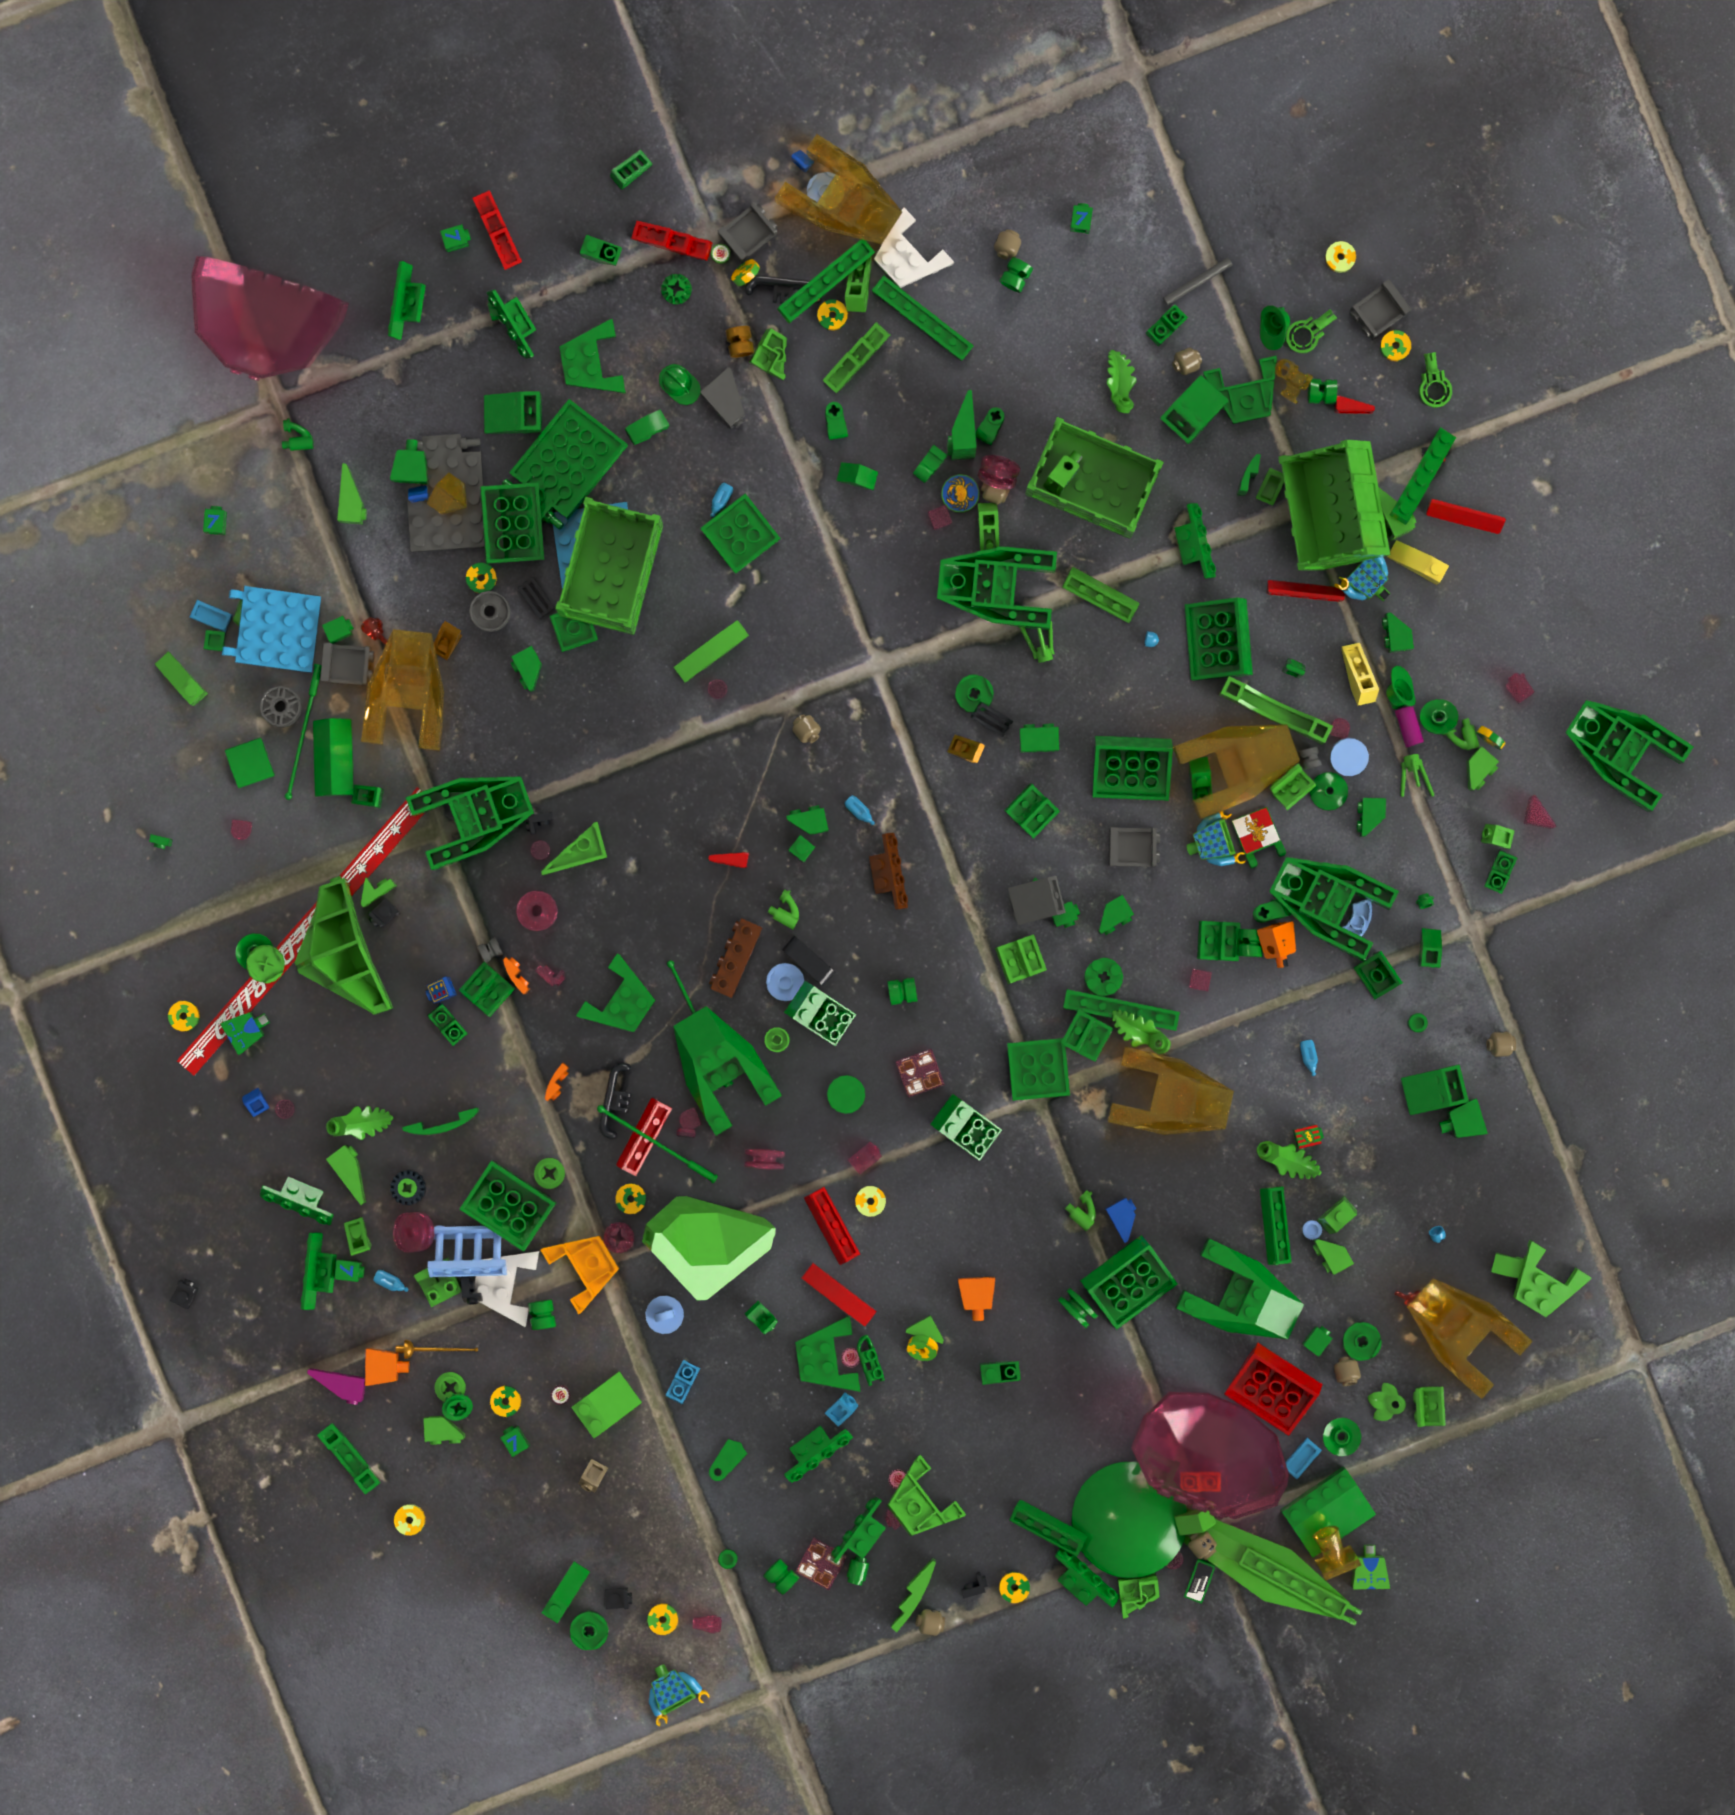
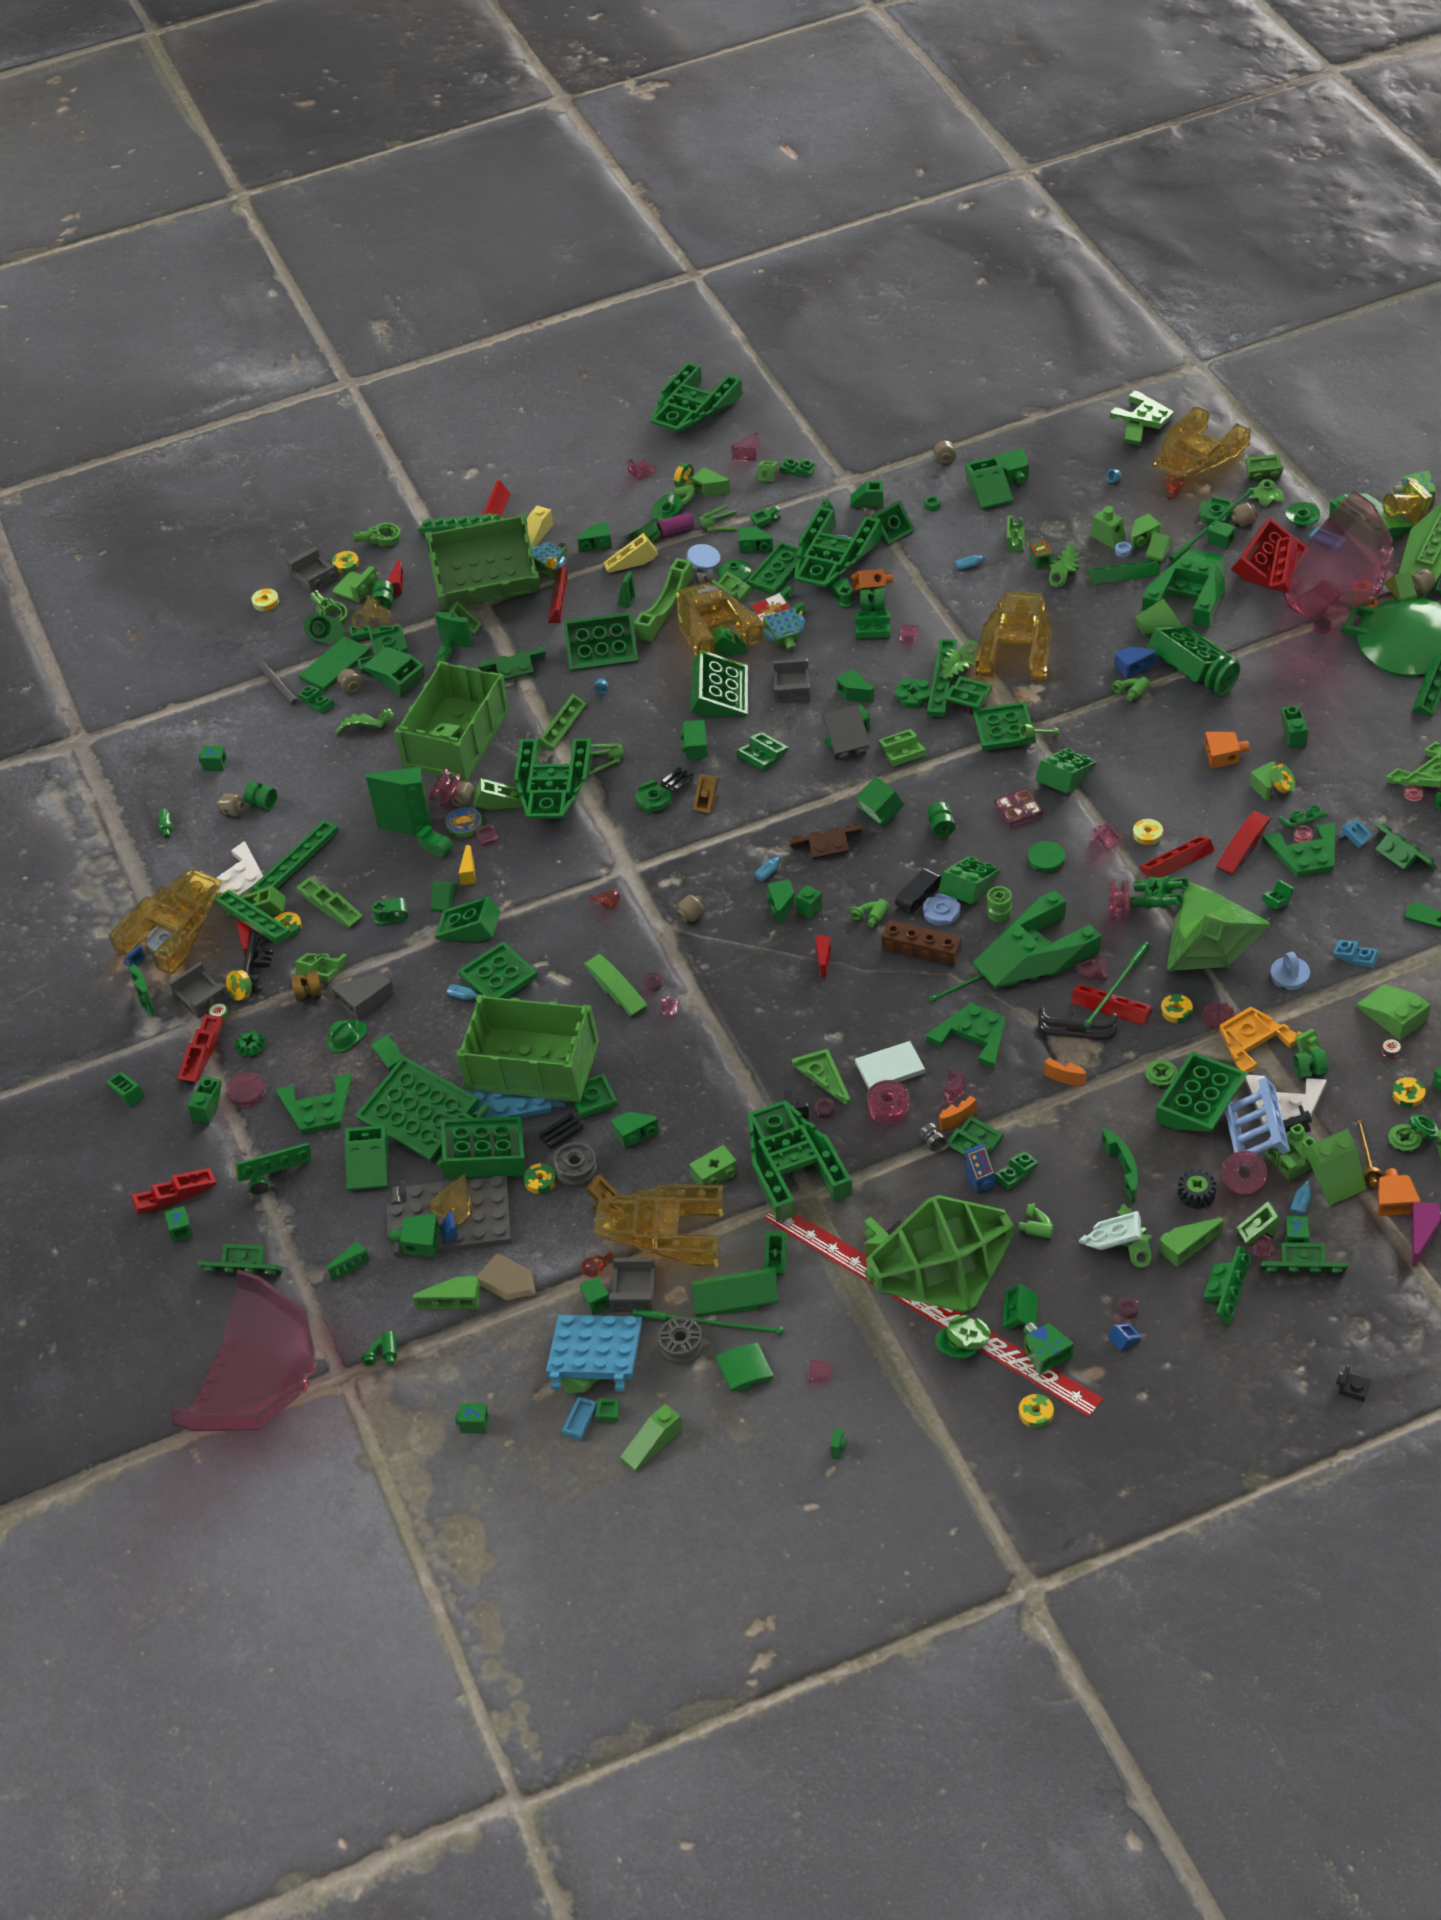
camera: 85 degrees left, 40 degrees down
(290, 1012) = (1019, 1307): none -> green panel
(337, 1238) = (1263, 1247): none -> clear pink plate
(360, 1105) = (1114, 1232): none -> light aqua tile
(368, 549) = (507, 1279): none -> dark tan tile
(376, 1038) = (1035, 1228): none -> bright green plant
(400, 405) = (349, 1260): none -> green slope
(411, 1315) = (1337, 1166): none -> bright green slope
(470, 731) = (714, 1167): none -> bright green brick
(569, 1317) = (1308, 1041): none -> bright green tile
(585, 915) = (890, 1064): none -> light aqua tile
(618, 289) = (245, 1089): none -> clear pink tile
(680, 702) = (669, 1005): none -> clear pink plate
(739, 178) = (142, 990): none -> green slope
(769, 1198) = (1158, 892): none -> green pin
(808, 274) = (244, 934): none -> red slope
(812, 501) = (469, 921): none -> green slope
(831, 645) = (608, 899): none -> clear red piece
(885, 499) = (467, 869): none -> yellow slope
(934, 929) = (879, 801): none -> green plate
(990, 175) = (165, 824): none -> green piece
(1017, 1092) = (1027, 731): none -> bright green hinge
(1182, 1251) = (1156, 616): none -> bright green slope
(1221, 464) = (445, 652): none -> green piece
(1223, 342) = (326, 668): none -> green tile
(1248, 1400) = (1283, 564): none -> red slope
(1303, 1269) = (1159, 546): none -> bright green slope
(1306, 1302) = (1173, 558): none -> green piece
(1324, 838) = (775, 569): none -> green tile
(1346, 1111) = (1015, 535): none -> bright green hinge
(1348, 359) = (355, 585): none -> bright green bracket
(1412, 826) = (763, 517): none -> green plate

